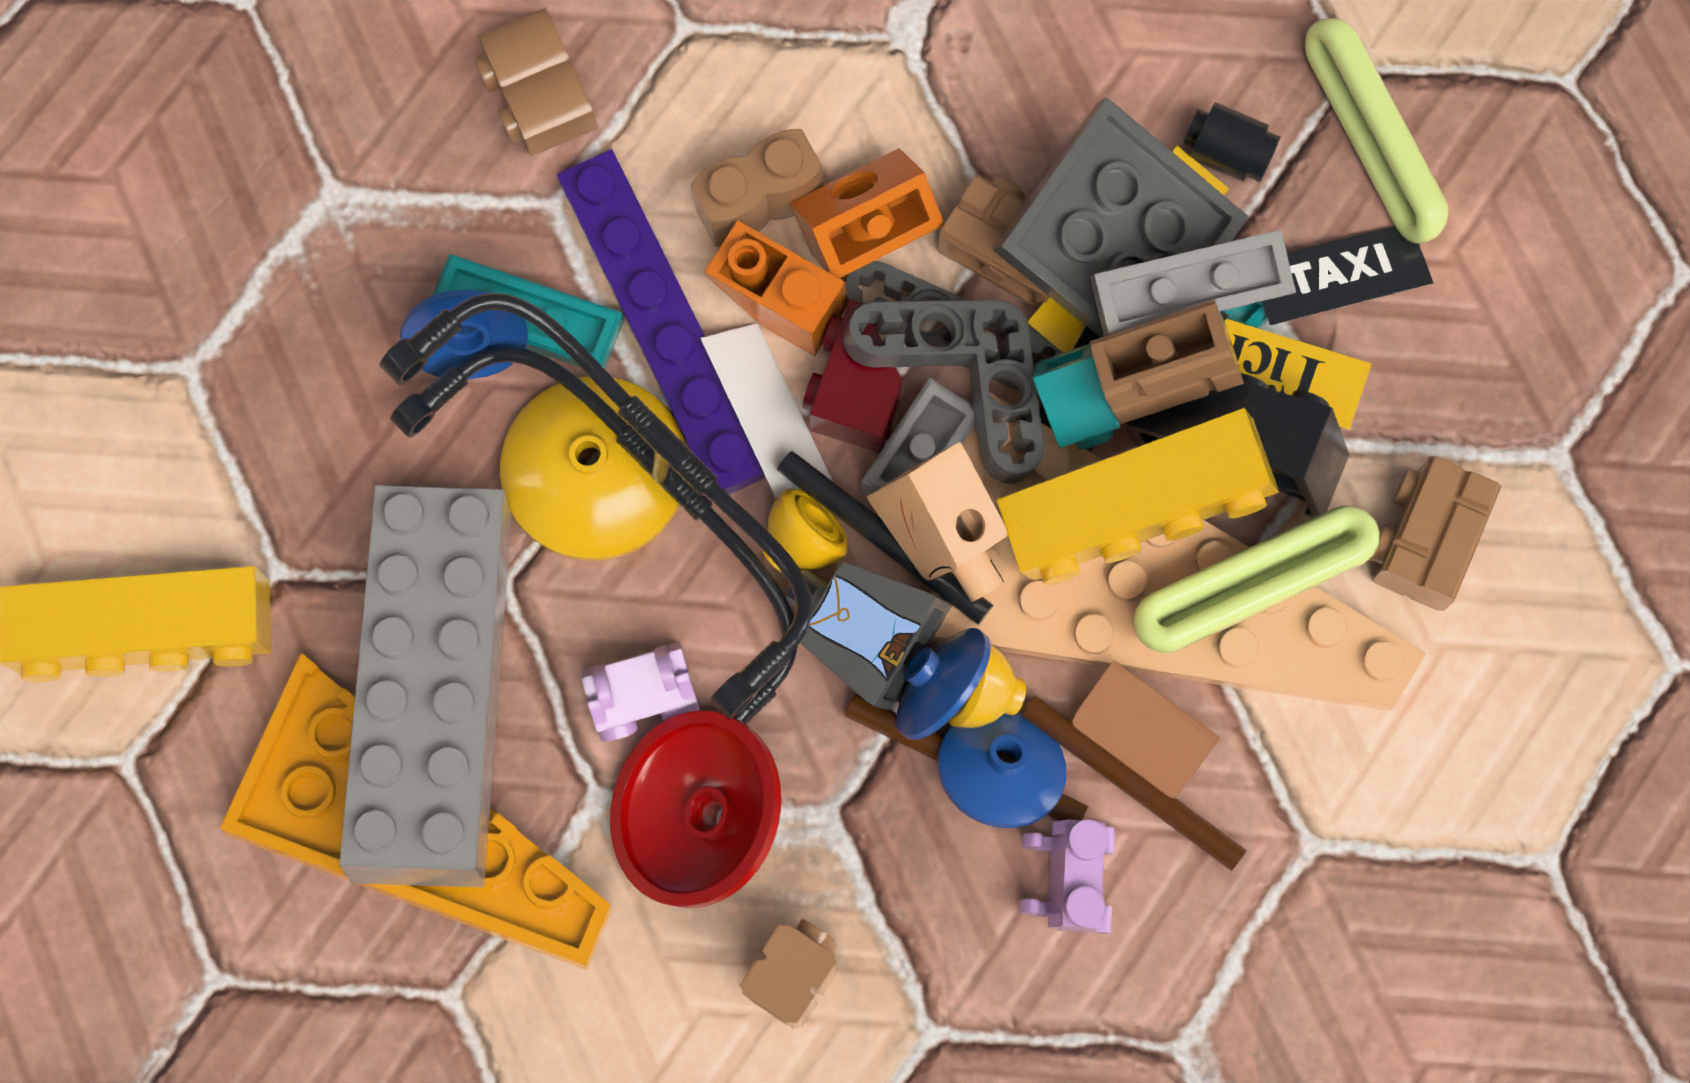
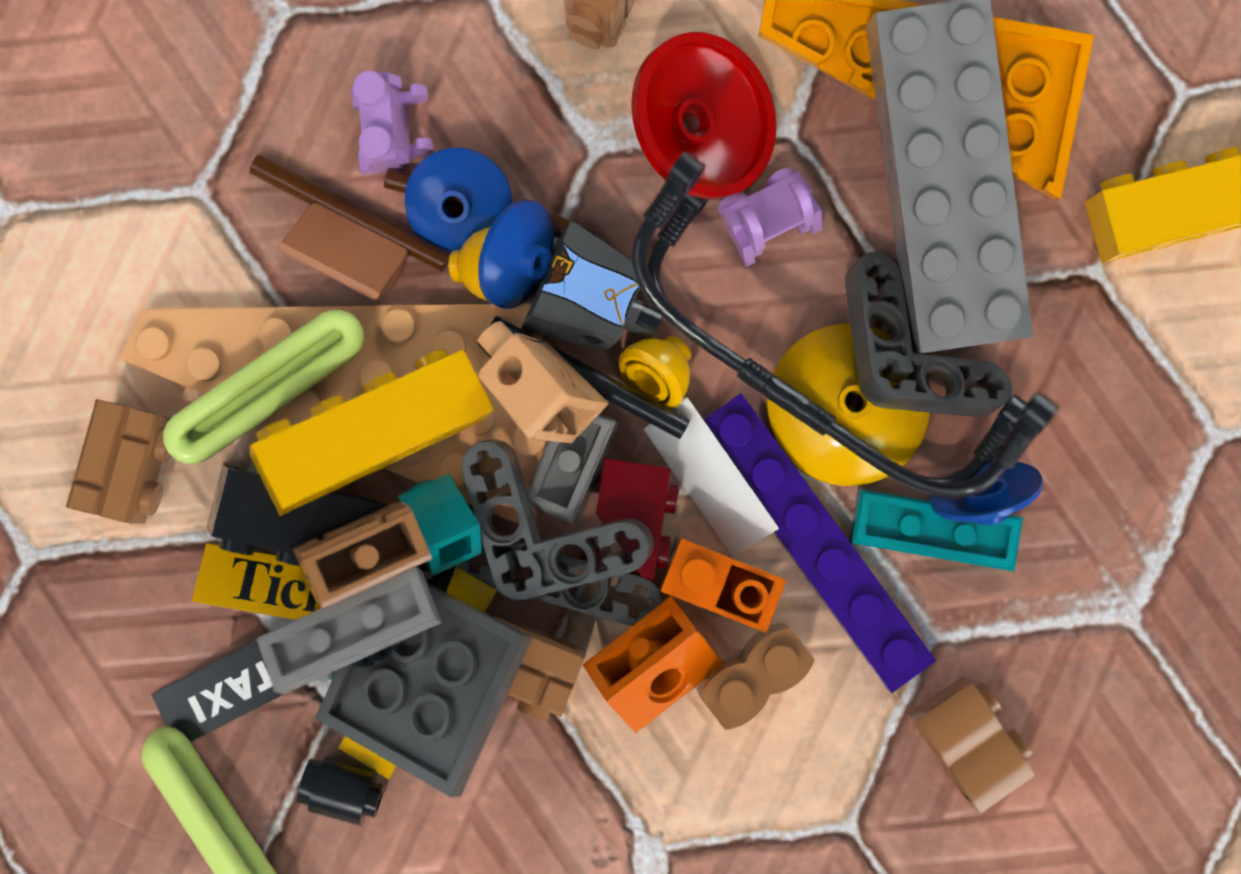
camera: 165 degrees right, 10 degrees up
(532, 496) = (899, 361): none -> dark grey beam

